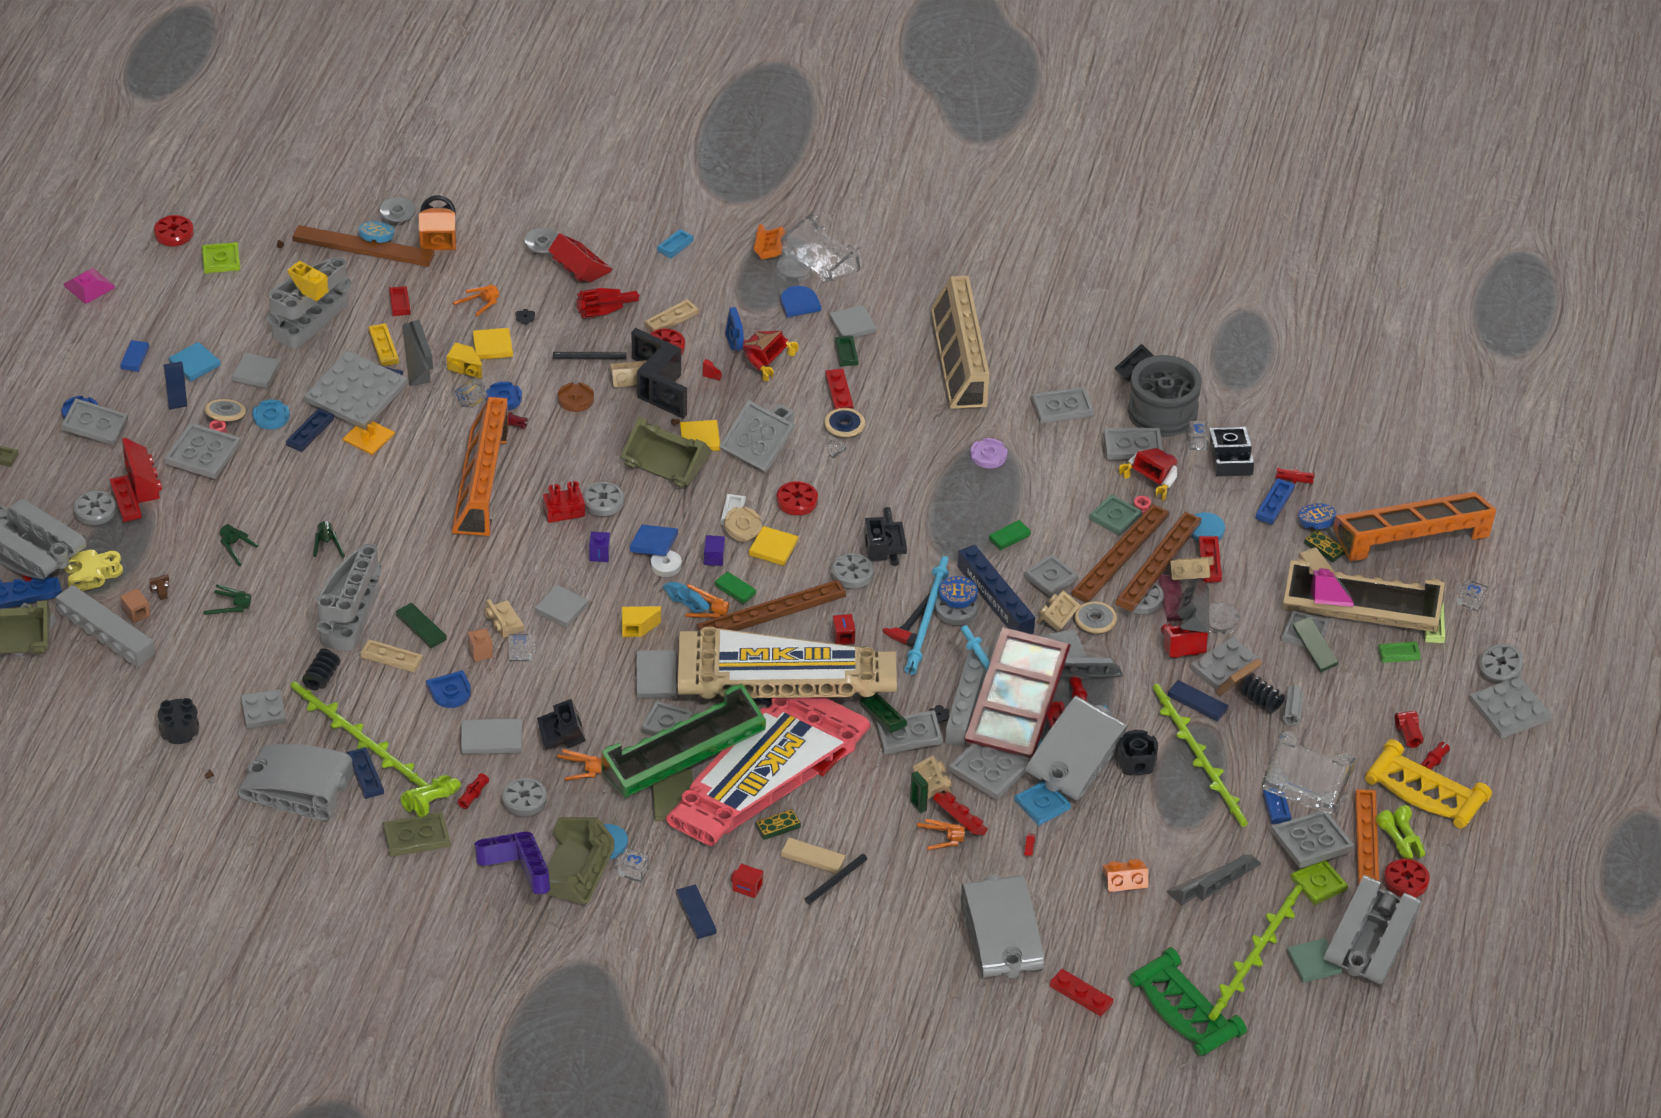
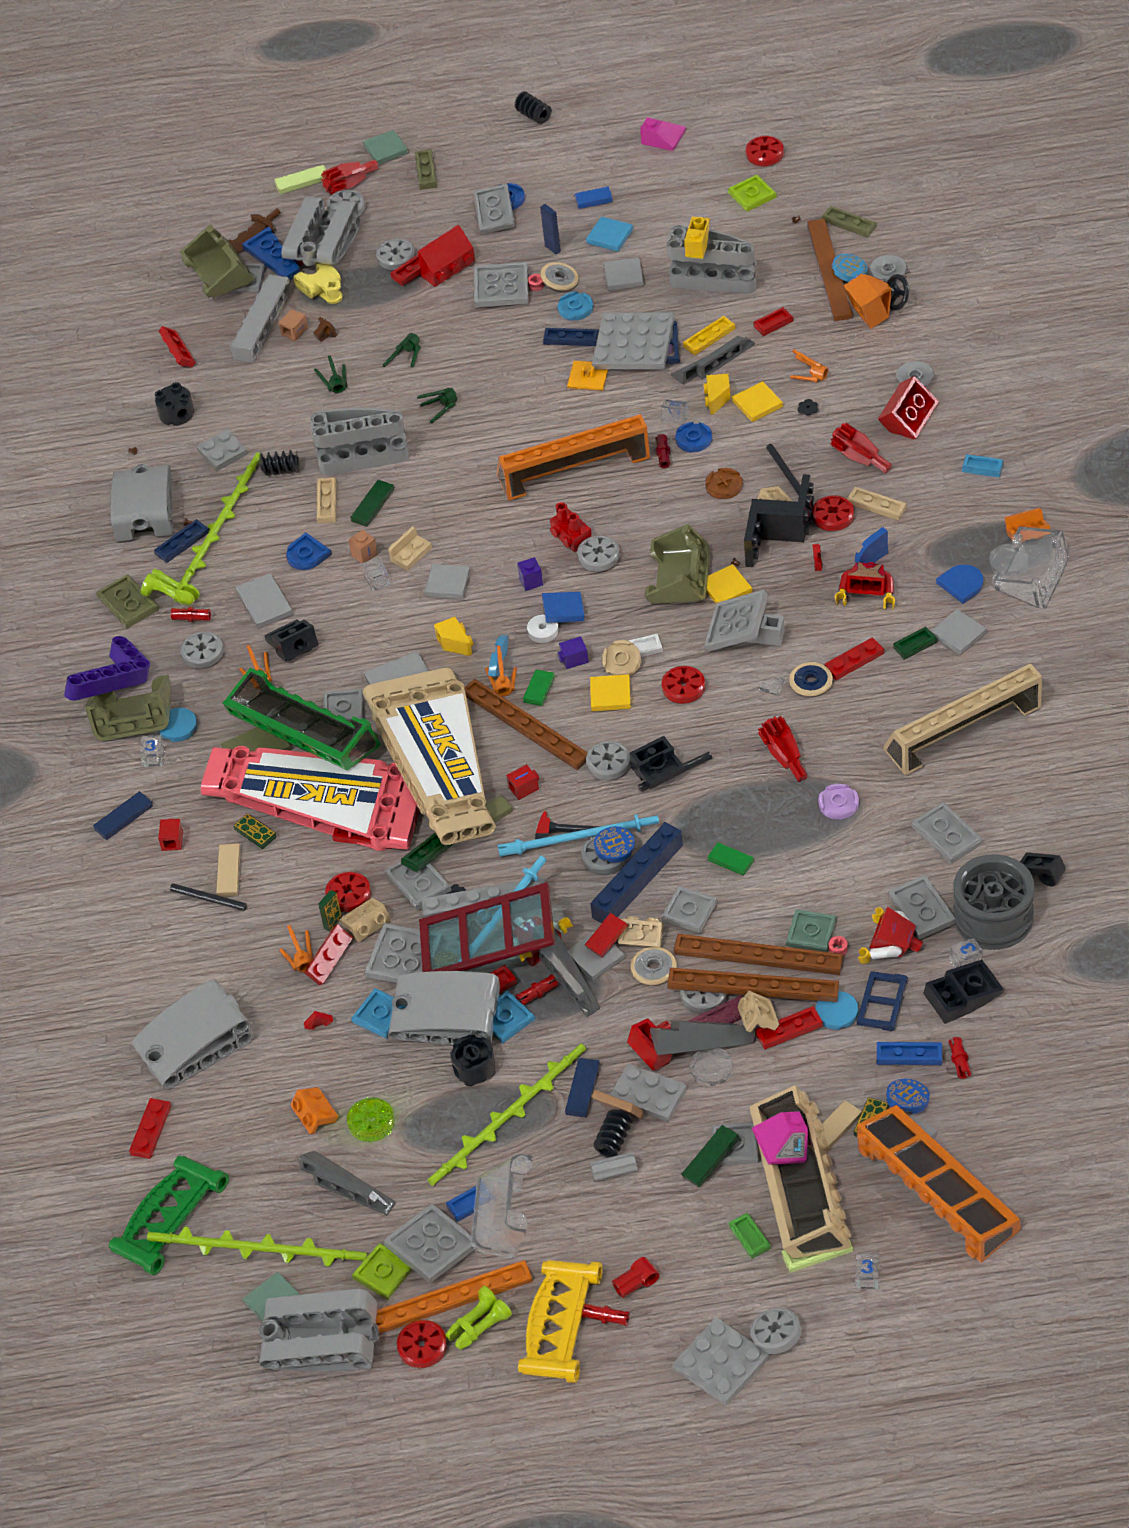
camera: 75 degrees right, 5 degrees up
(92, 699) = (177, 347): none -> red plate
(312, 213) = (849, 221): none -> olive tile
(890, 790) = (349, 881): none -> red wheel
(913, 460) = (782, 745): none -> red piece
(1054, 626) = (606, 935): none -> red tile
(1165, 844) = (370, 1130): none -> clear neon green wheel
(1238, 504) = (868, 998): none -> dark blue window

